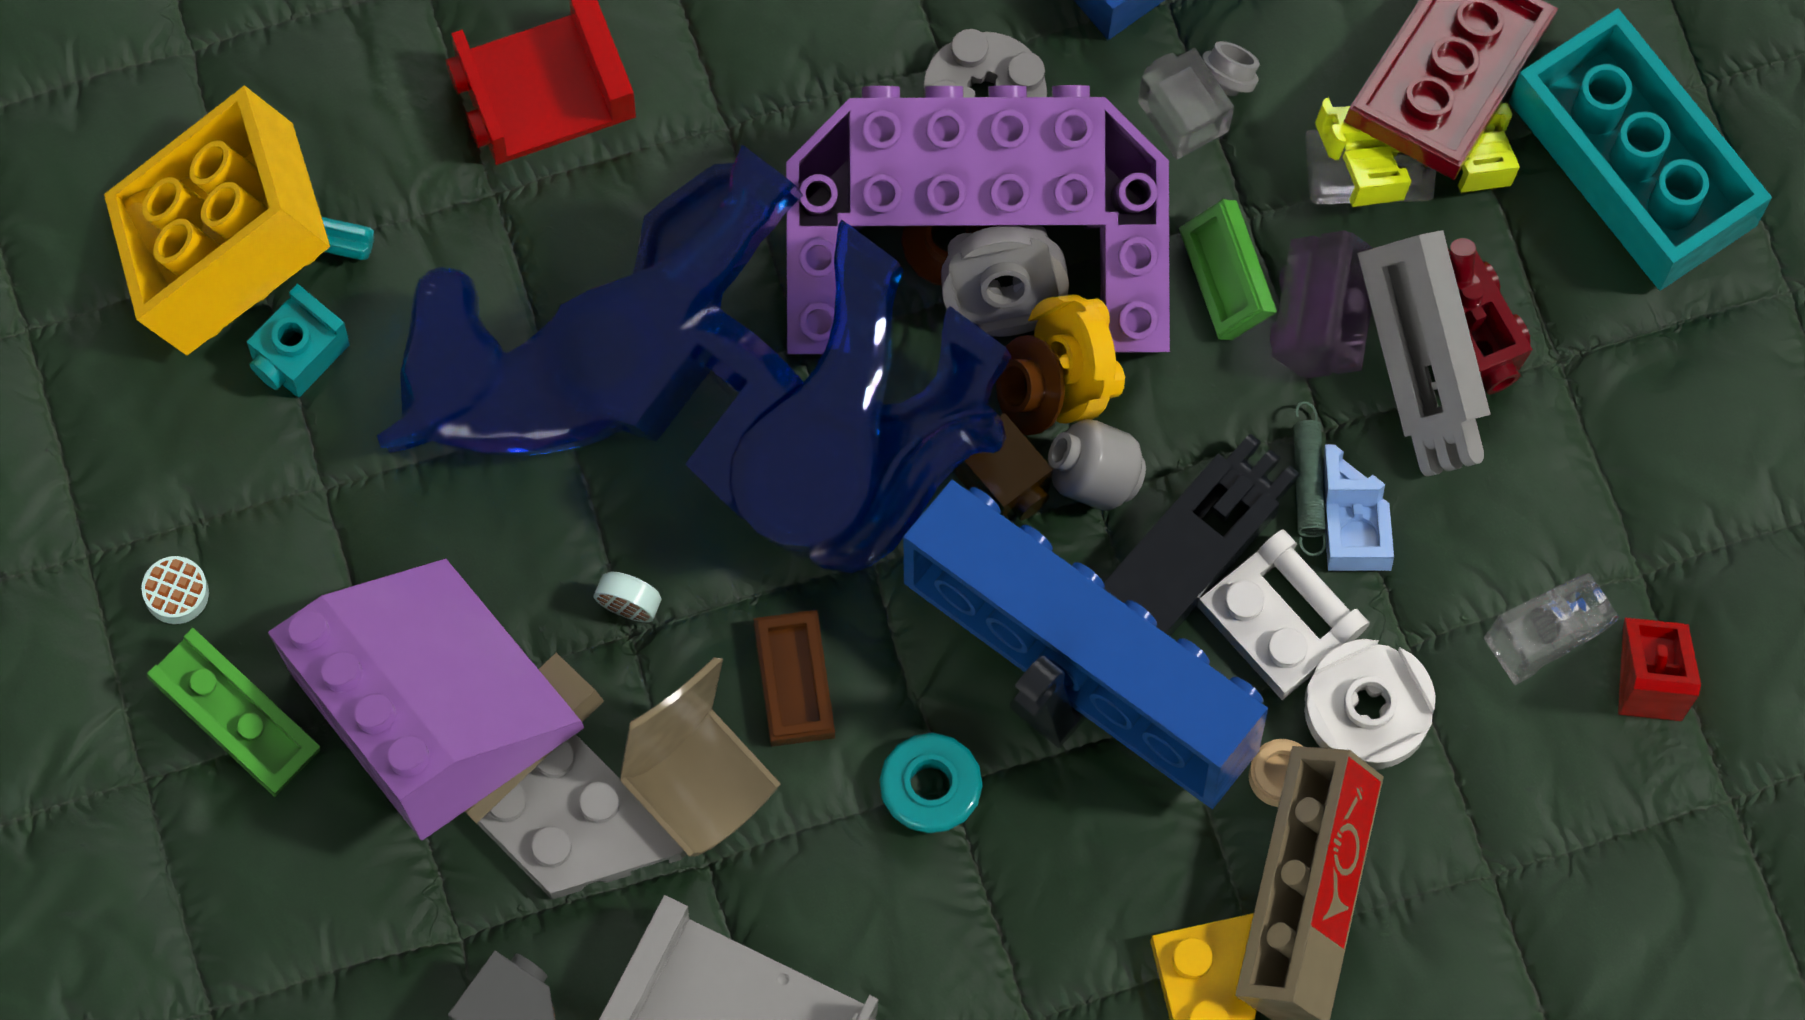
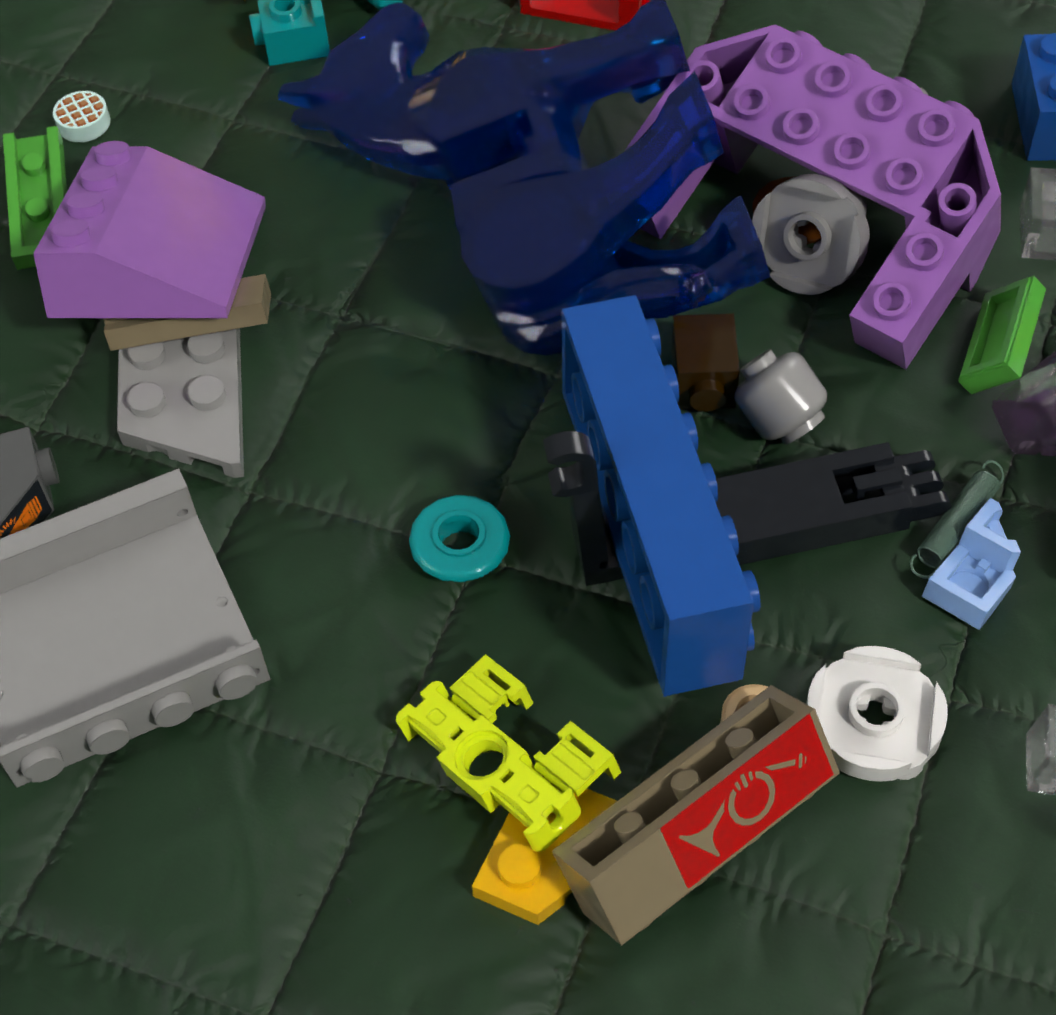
camera: 45 degrees right, 15 degrees down
(627, 596) = (355, 281): light aqua tile -> none
(694, 767) = (287, 393): dark tan piece -> none
(794, 678) = (426, 409): reddish brown tile -> none
(1045, 380) = (773, 315): reddish brown piece -> none
(1082, 332) = (819, 316): yellow plate -> none
(1178, 962) = (517, 784): none -> neon yellow piece
(1267, 628) = (832, 602): white plate -> none

